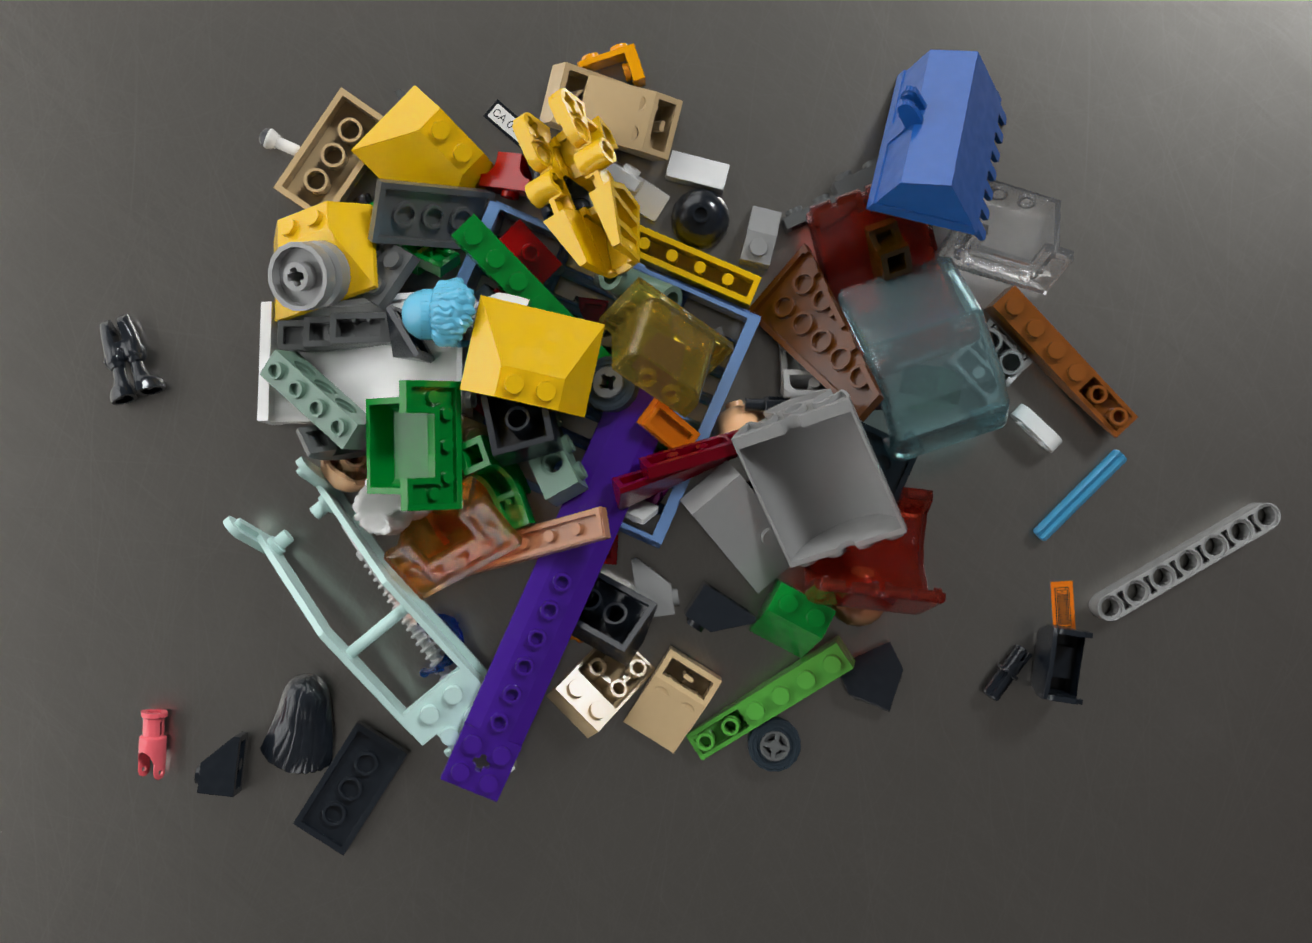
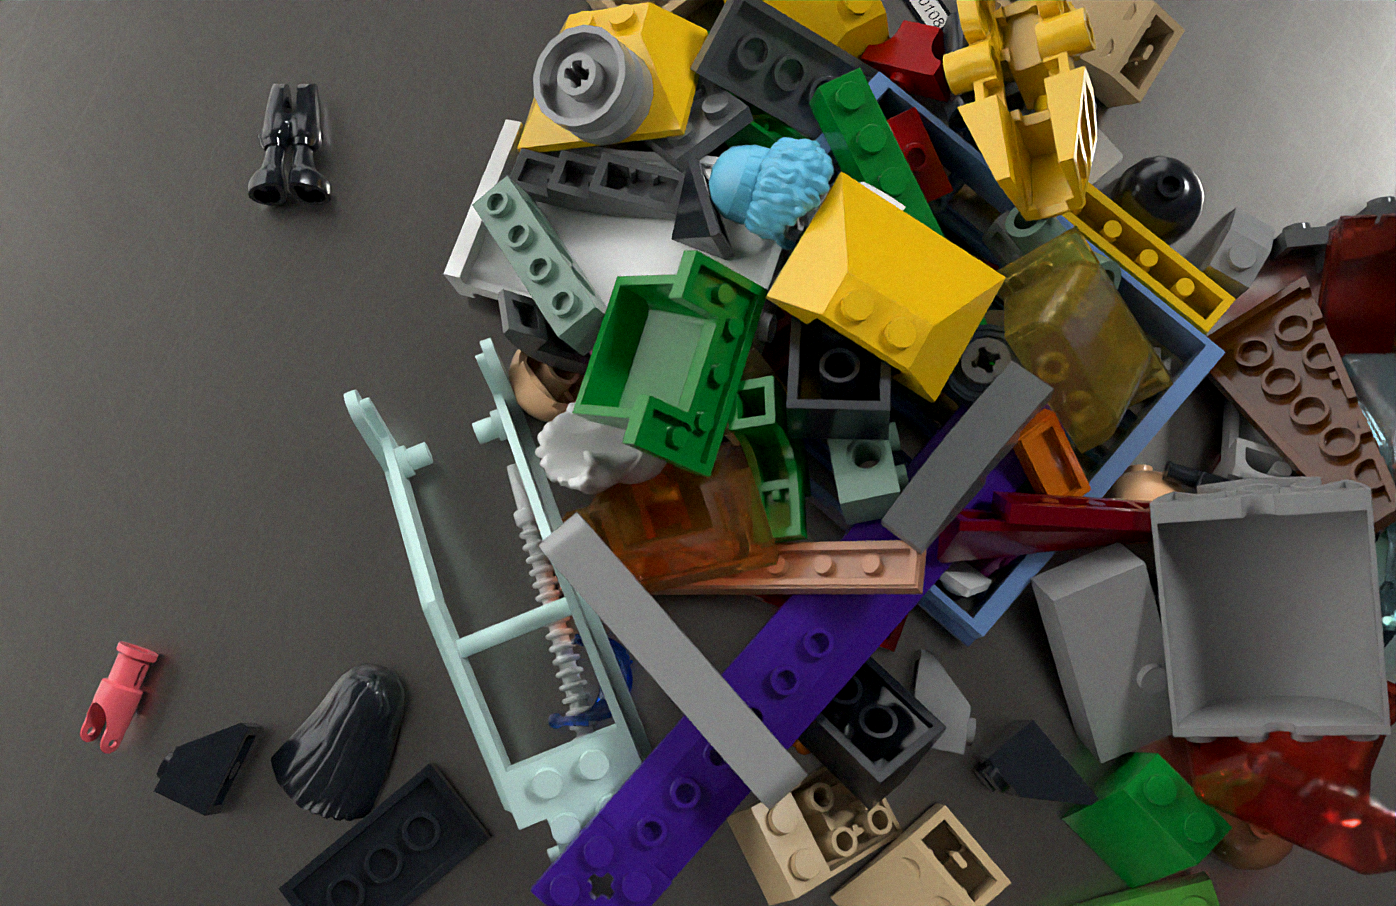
camera: 20 degrees right, 10 degrees down
(475, 622) = (673, 660): none -> light grey beam
(612, 448) = (966, 457): none -> dark grey slope
(697, 172) = (1168, 137): white slope -> none

